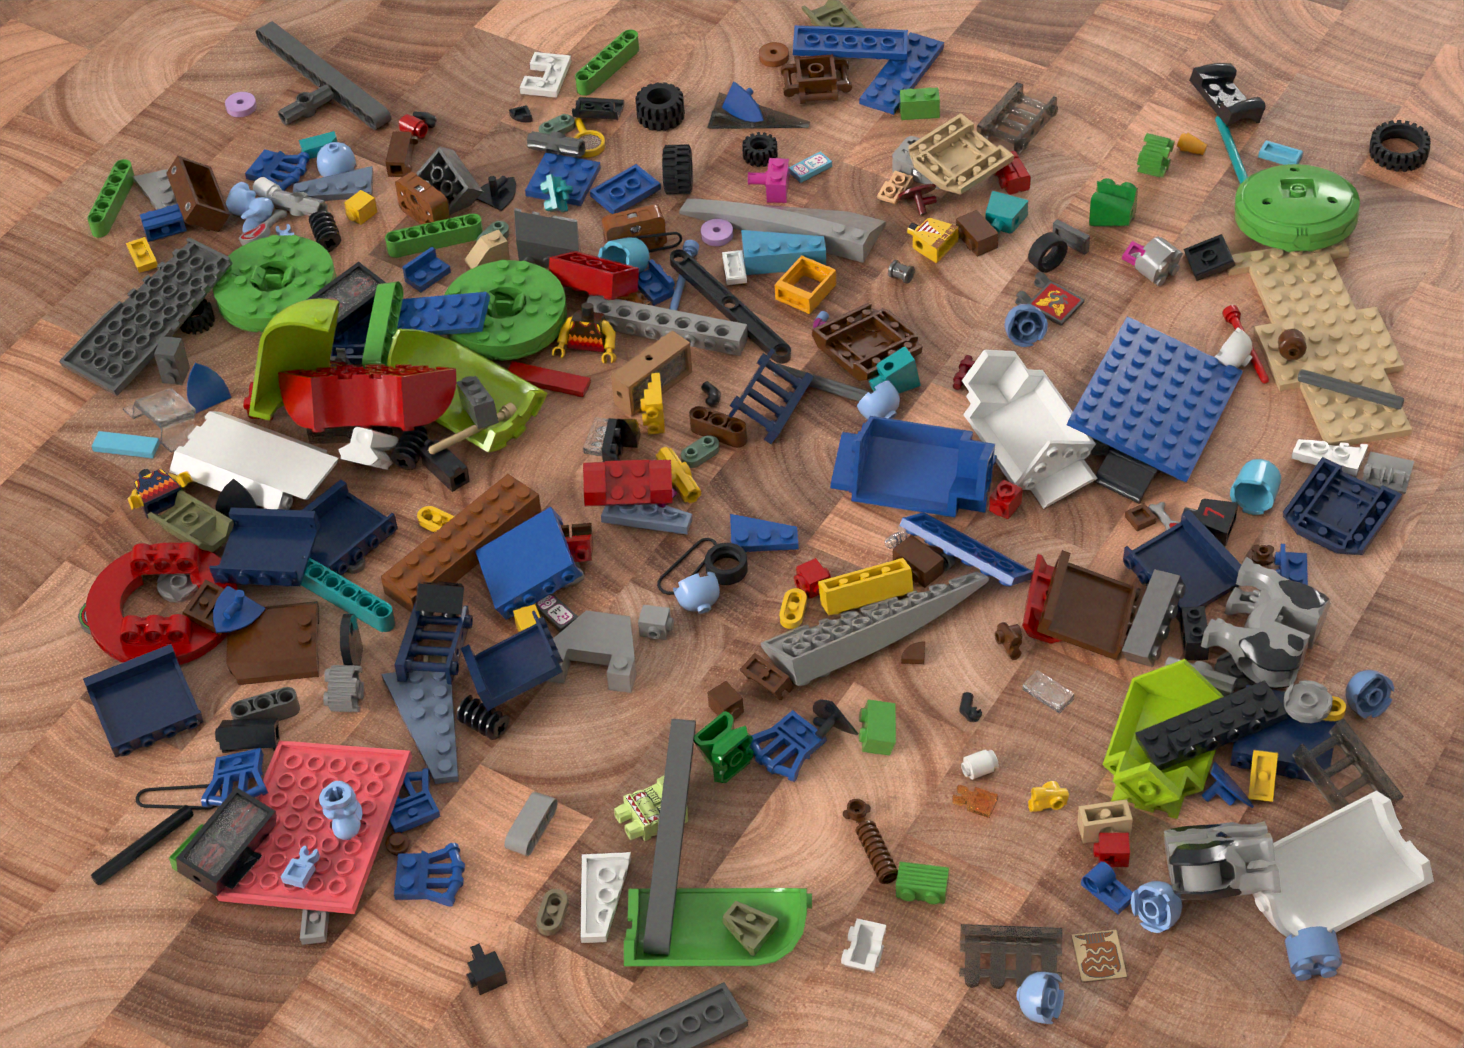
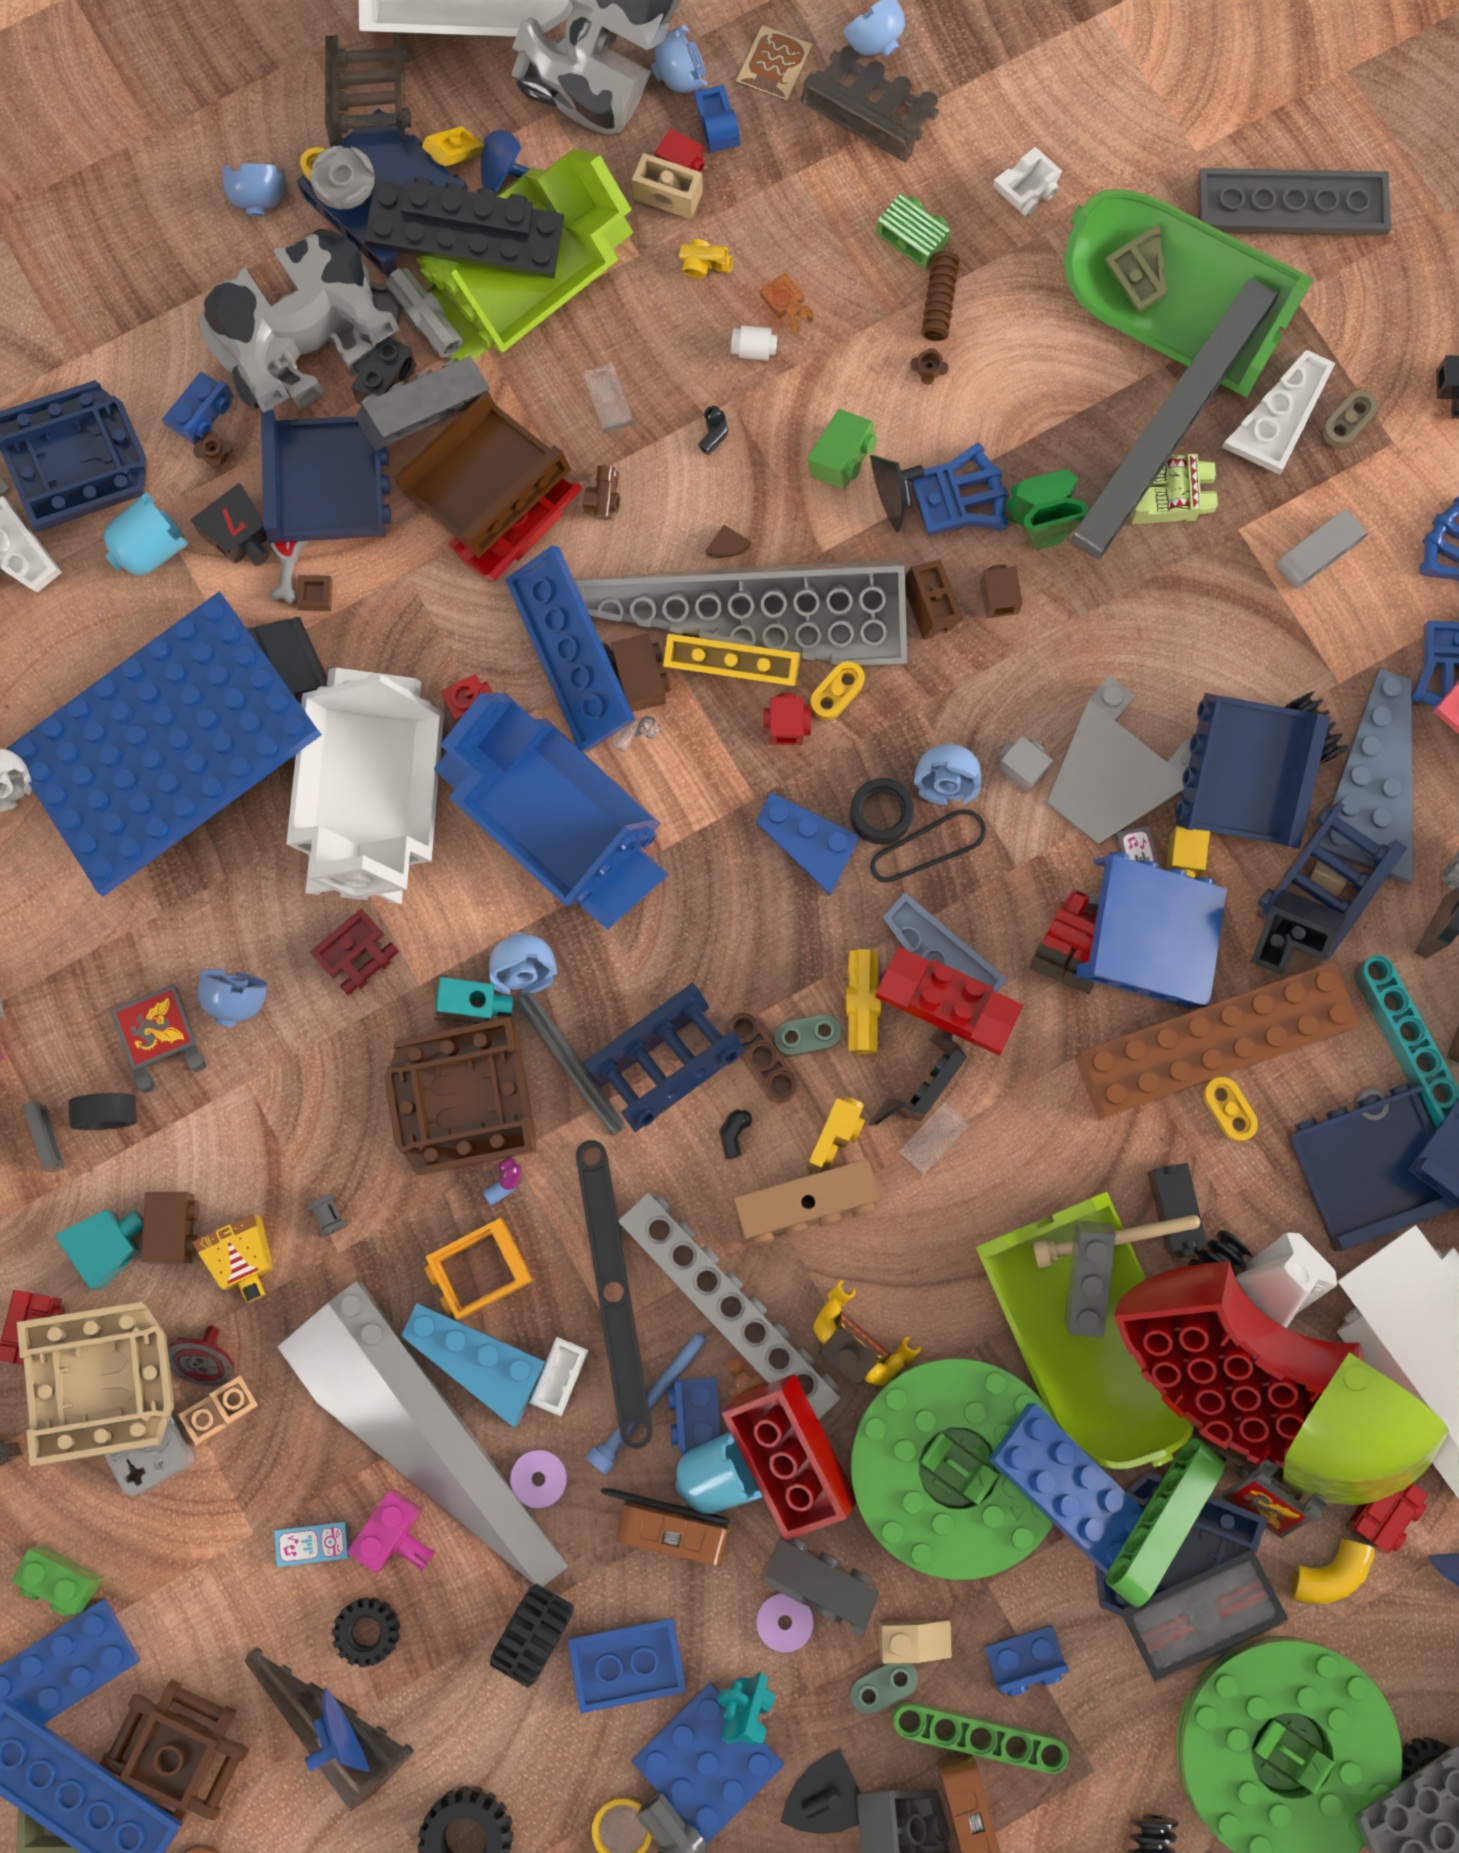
camera: 155 degrees left, 30 degrees up
(551, 379) = (949, 1305): red tile -> none

